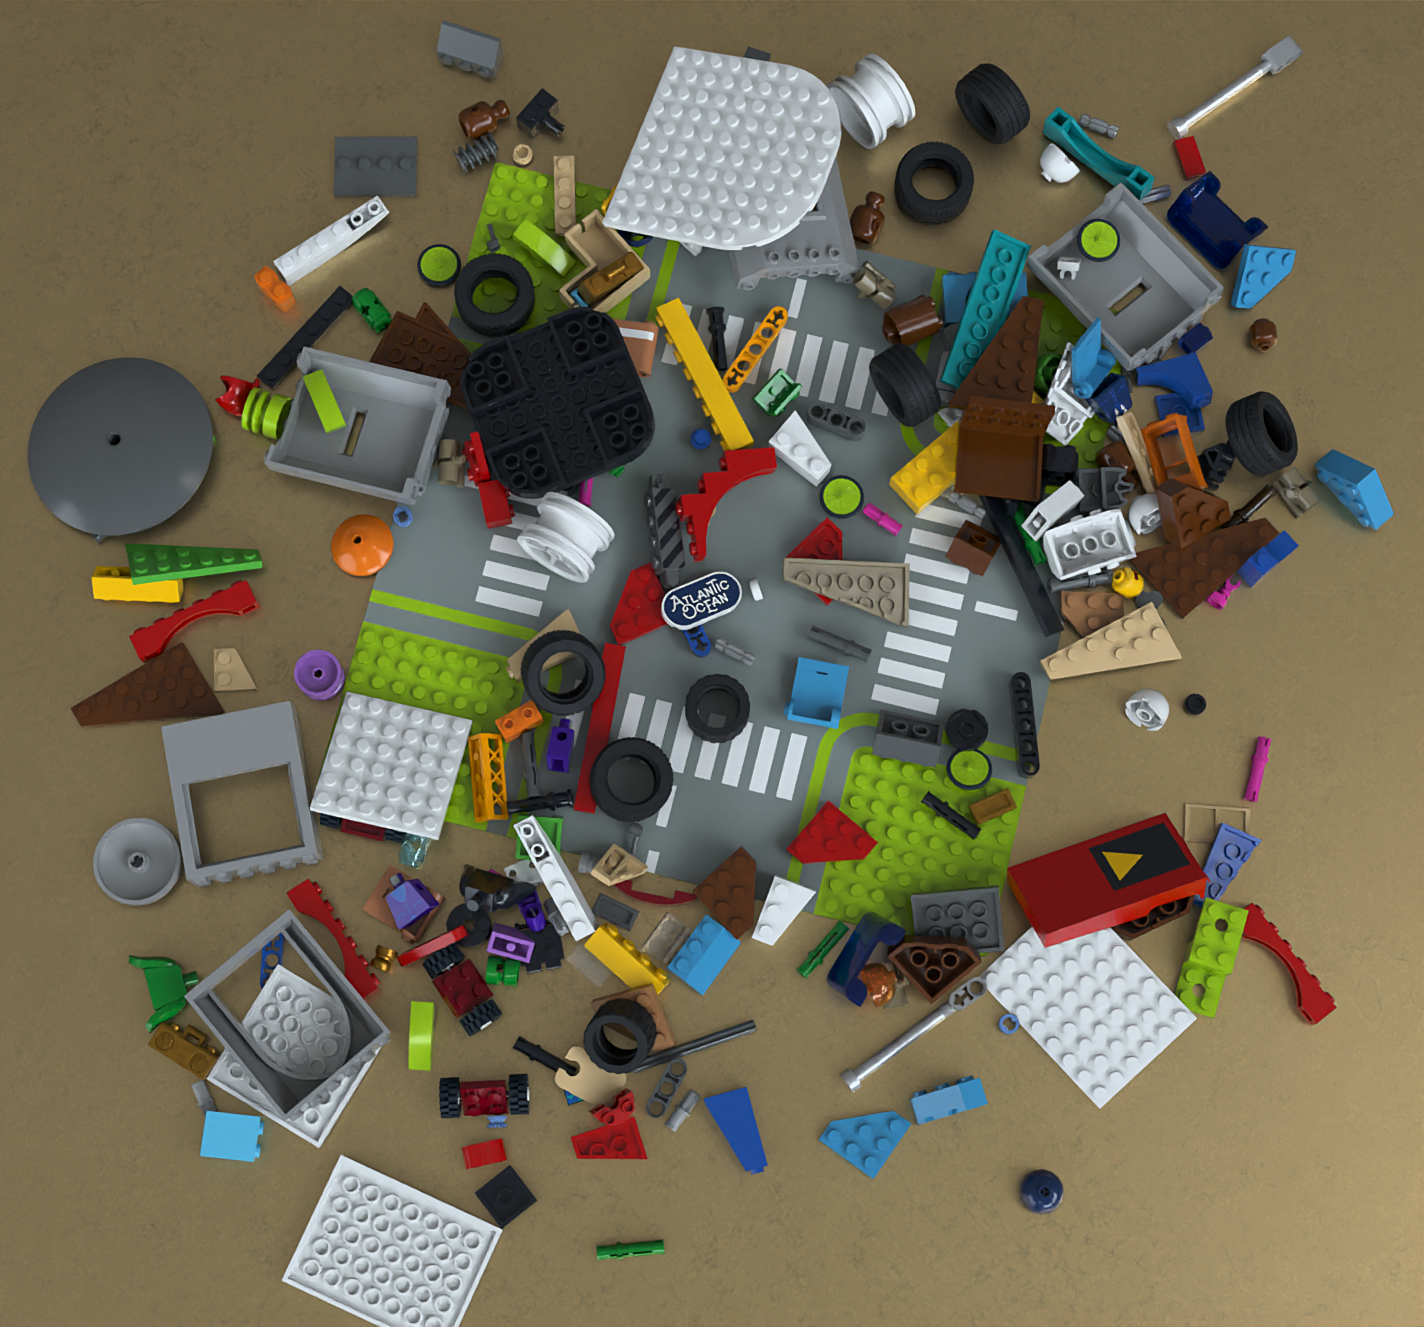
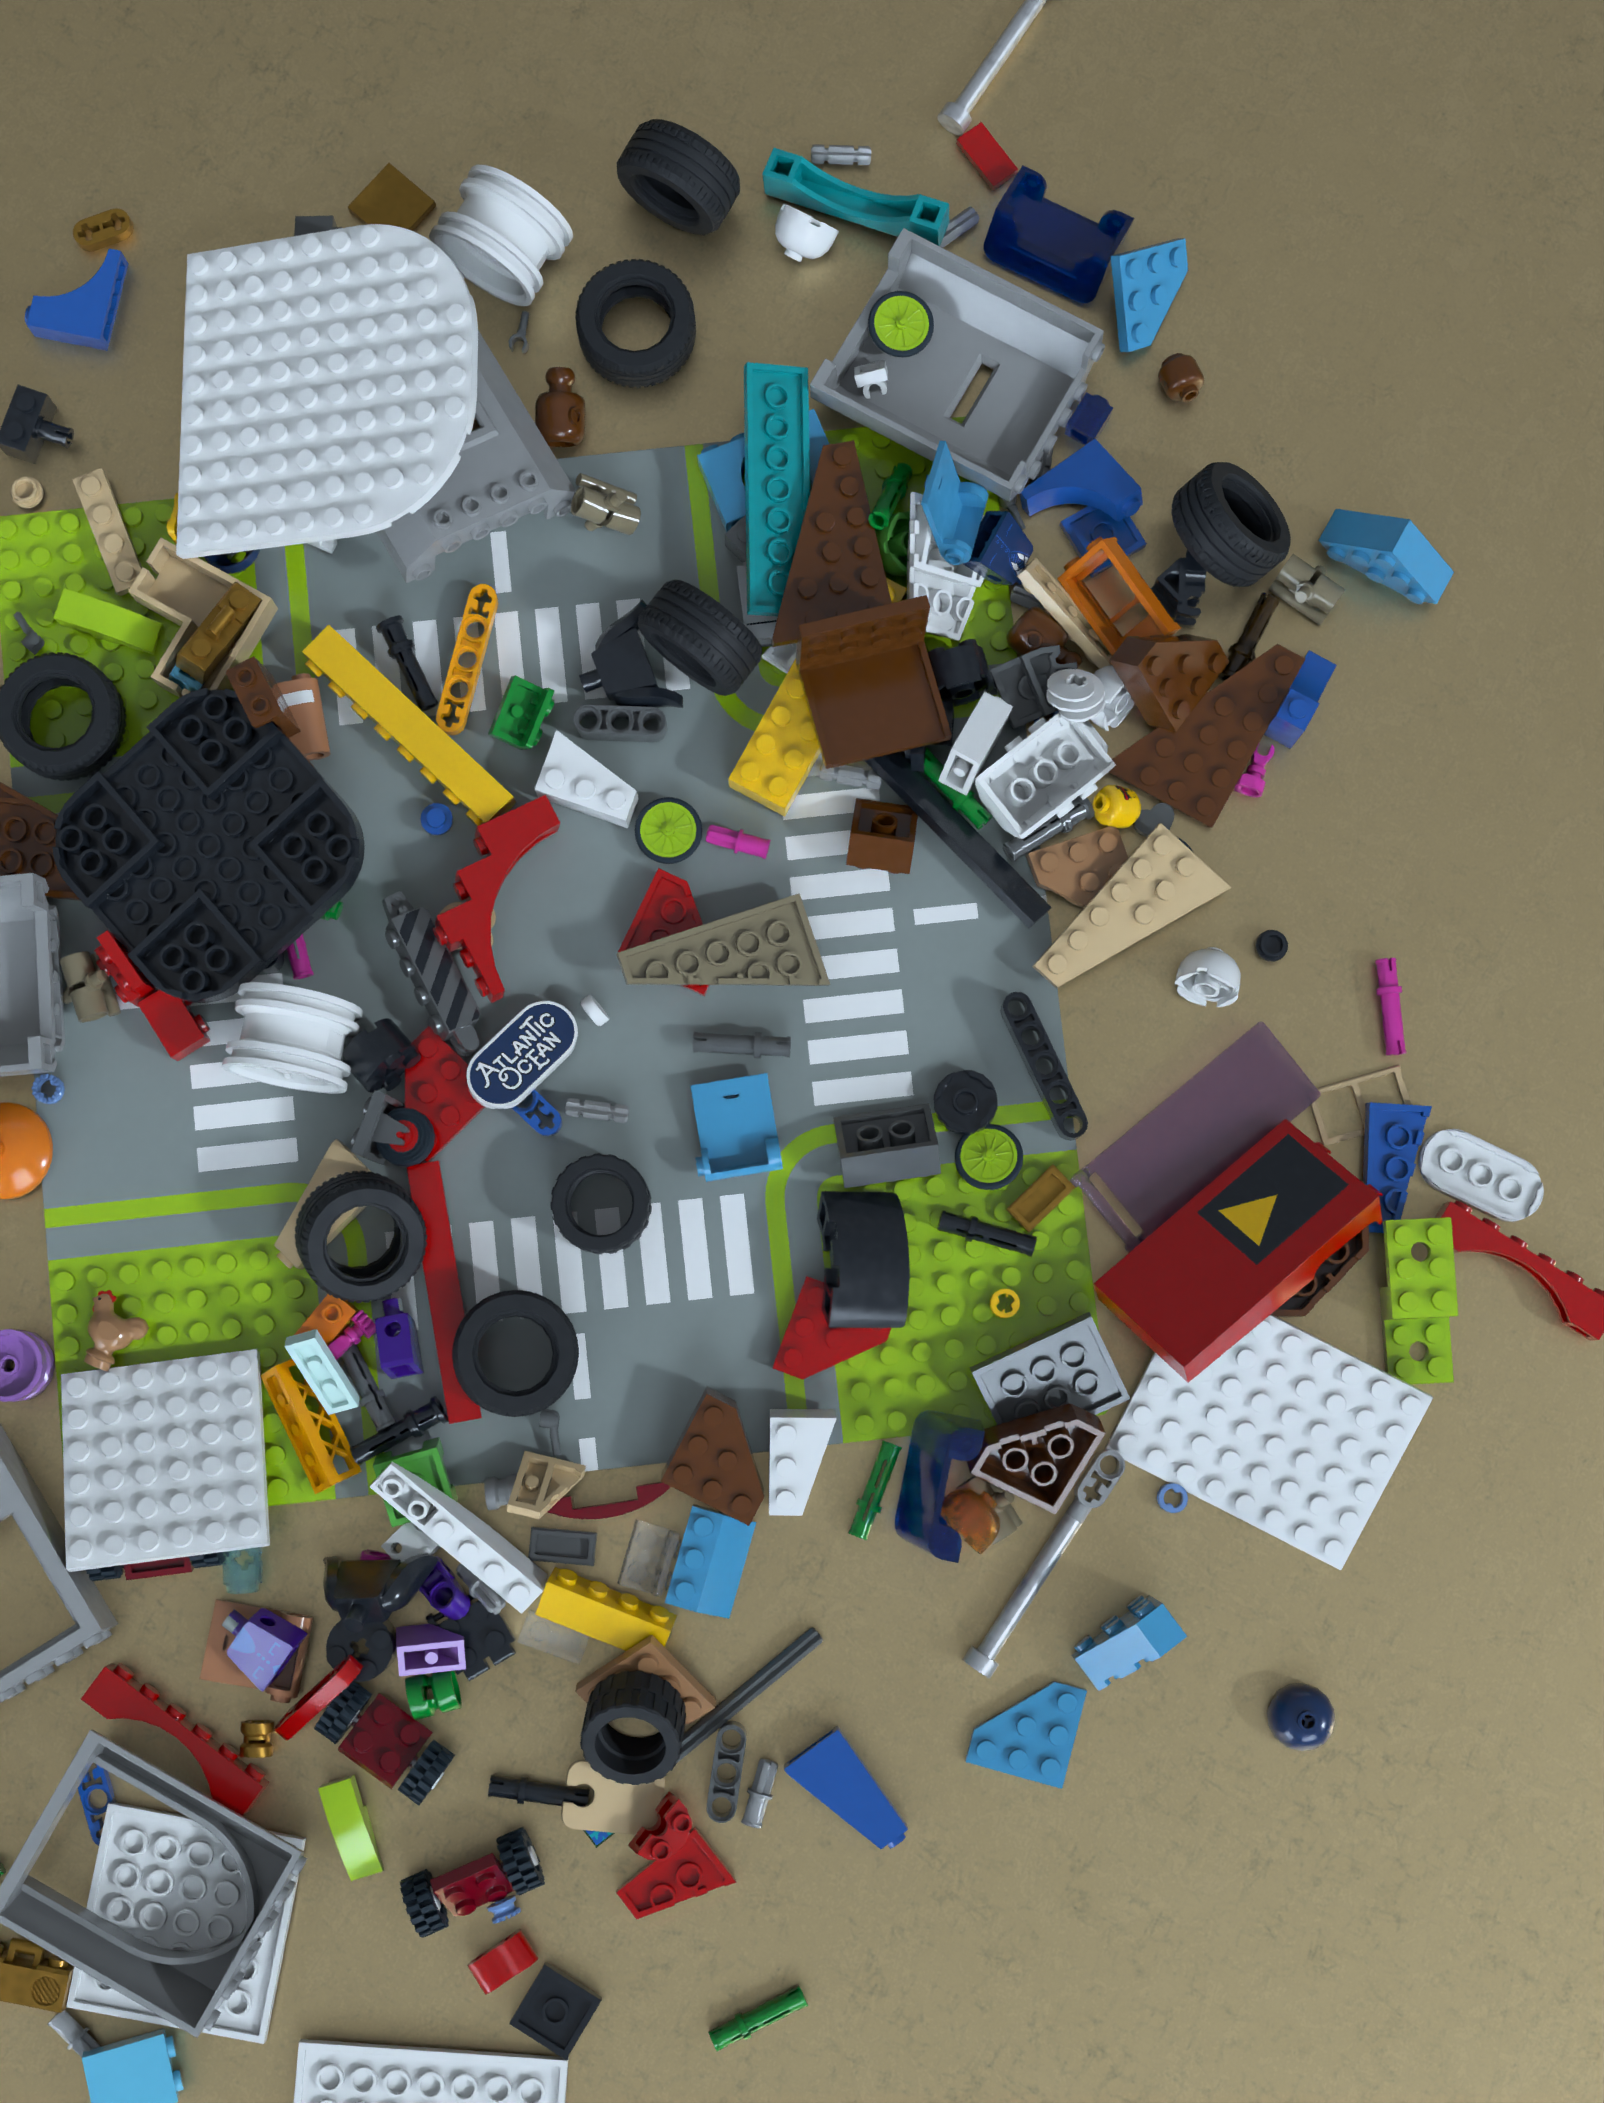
camera: 20 degrees left, 5 degrees up
(387, 676) = (110, 1331): none -> medium nougat animal
(509, 746) = (322, 1371): none -> light aqua plate
(542, 729) = (362, 1326): none -> dark pink piece
(596, 60) = (84, 314): none -> blue arch
(604, 618) = (392, 1132): none -> plate
(615, 569) = (380, 1056): none -> black brick
(623, 324) = (261, 696): none -> reddish brown panel
(626, 14) = (103, 230): none -> pearl gold beam
(810, 56) = (392, 201): none -> pearl gold tile
(850, 388) = (625, 668): none -> black torso
(860, 164) = (521, 333): none -> dark grey hand
(870, 802) = (867, 1259): none -> black panel
(911, 321) = (676, 540): reddish brown cylinder -> none
(941, 858) = (1014, 1305): none -> yellow bush
(1057, 338) = (893, 490): none -> green pin
(1107, 801) = (1198, 1132): none -> clear purple flag
(1126, 502) = (1075, 694): none -> white piece
(1278, 895) = (1480, 1175): none -> white tile

